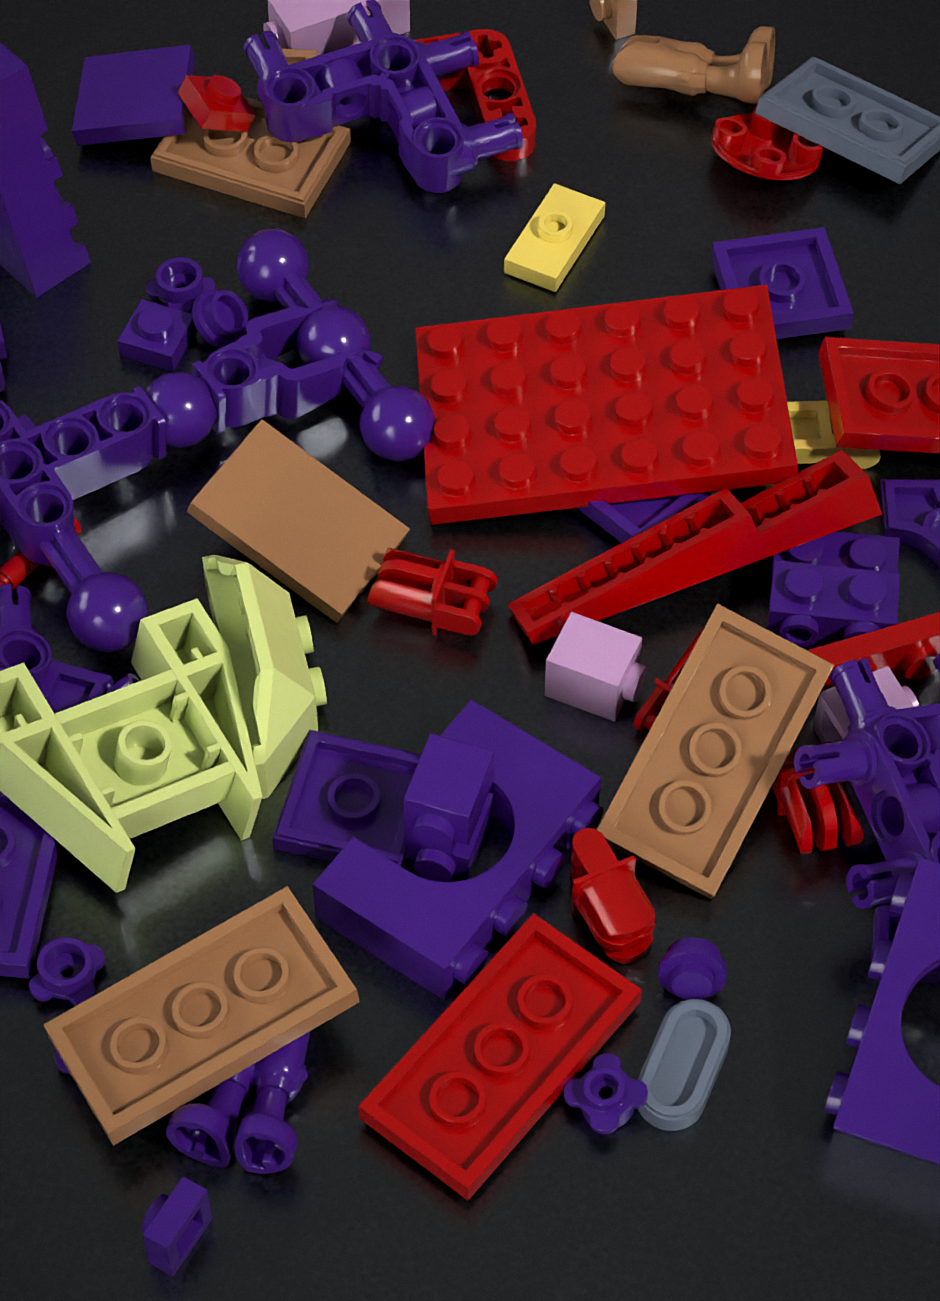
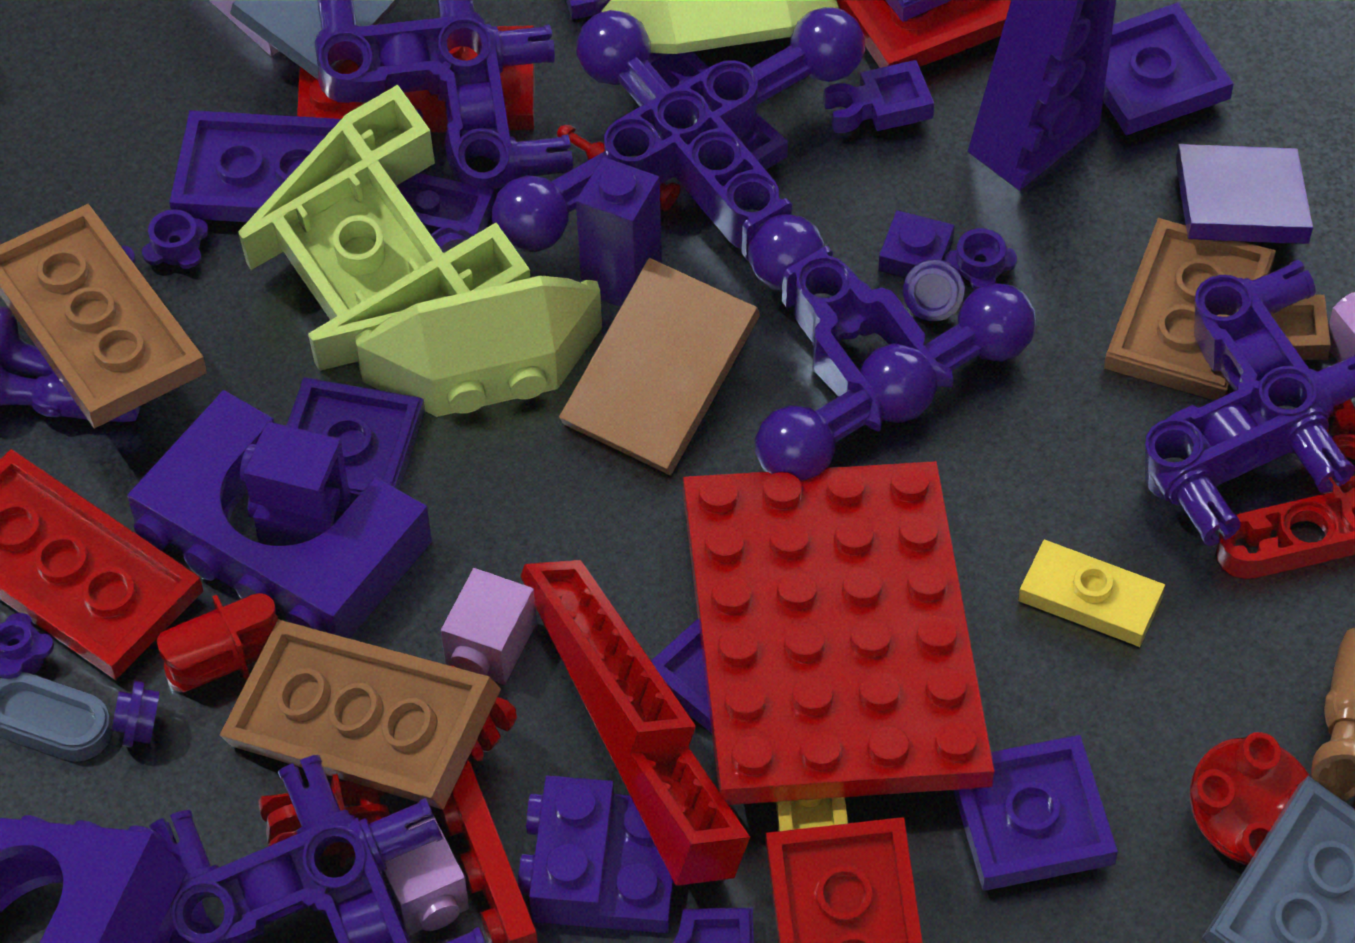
camera: 90 degrees right, 0 degrees up
(154, 526) = (618, 227): none -> dark purple brick
(216, 103) = (1221, 250): red plate -> none
(434, 590) = (575, 494): red arm -> none

